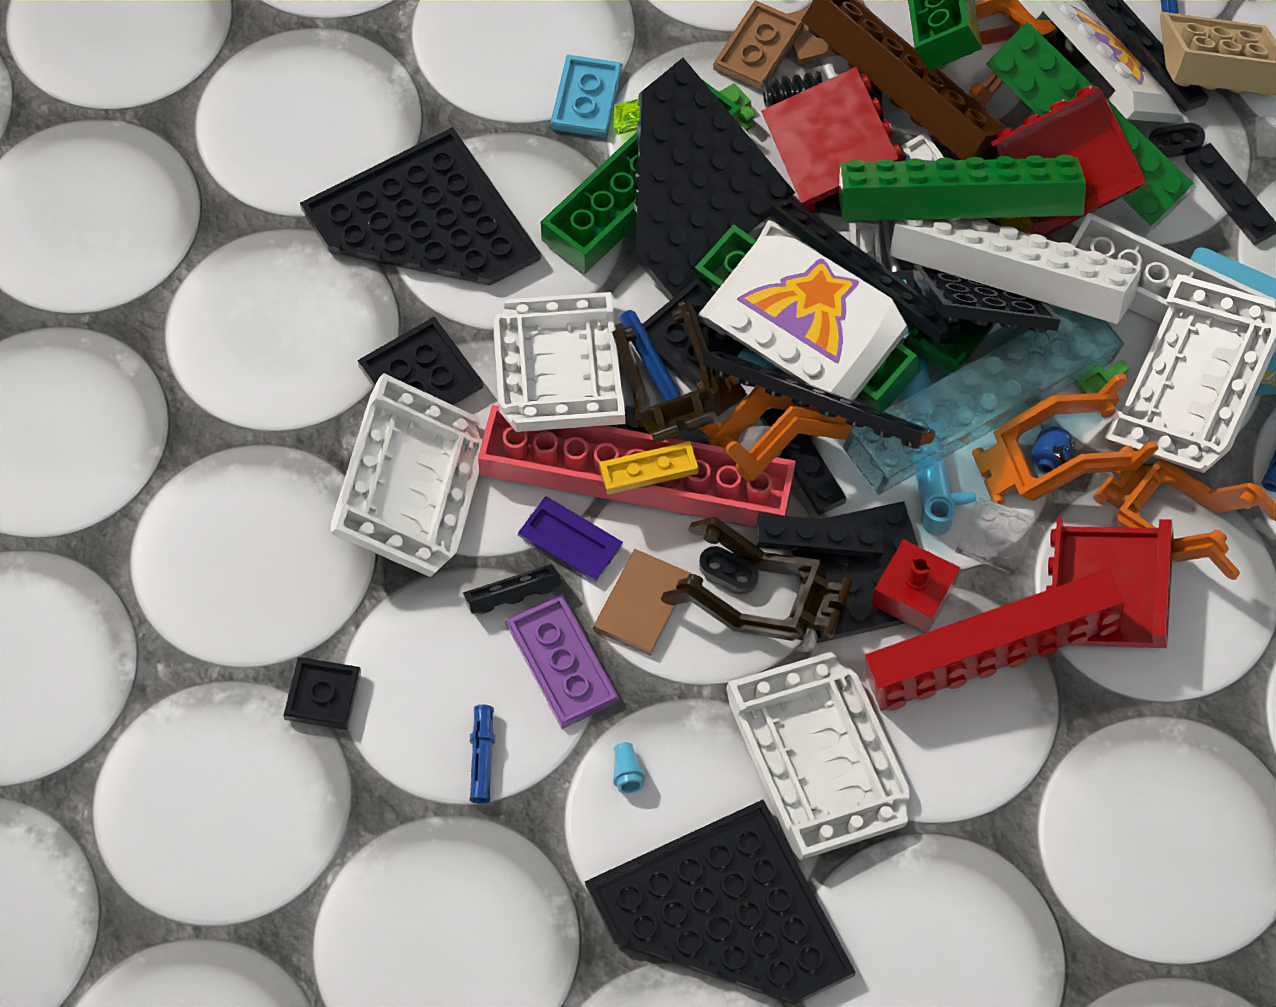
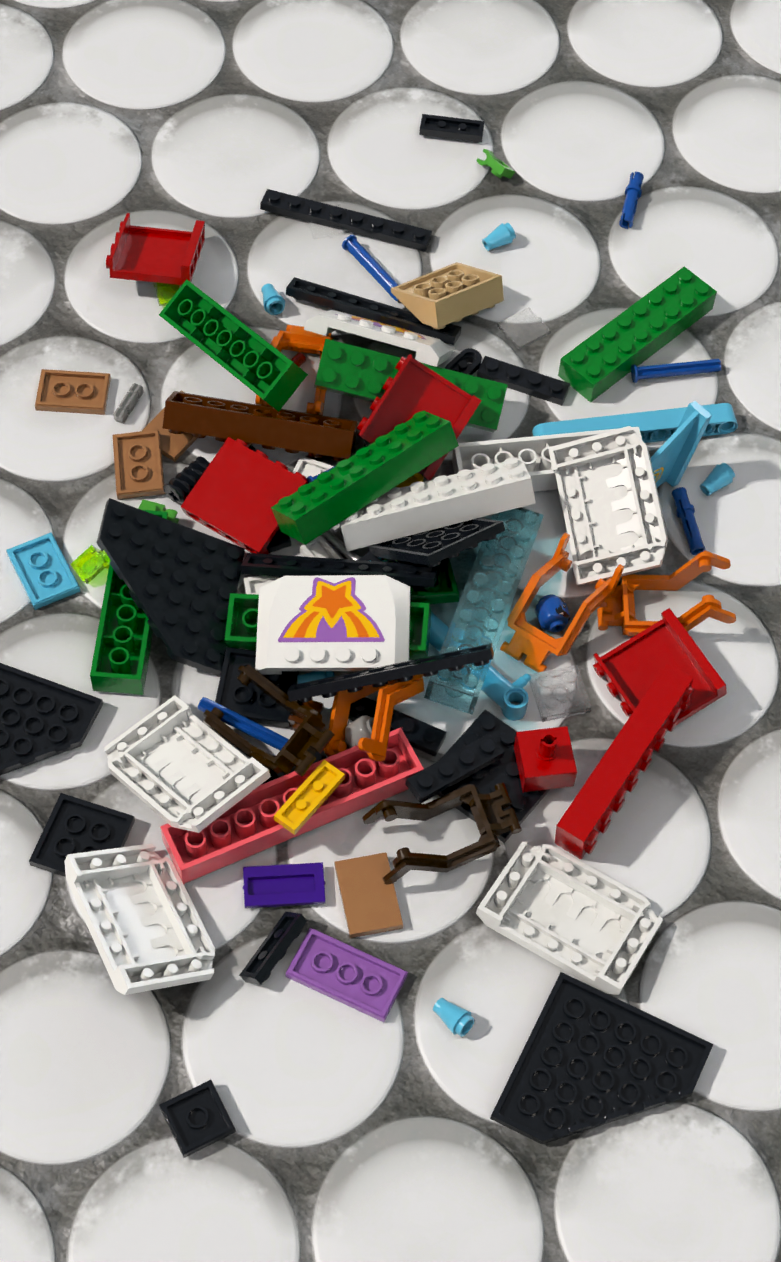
camera: 40 degrees left, 5 degrees down
(482, 741) = (346, 1079): blue pin -> none
(730, 569) = (408, 830): black plate -> none
(1097, 377) = (543, 550): bright green plate -> none

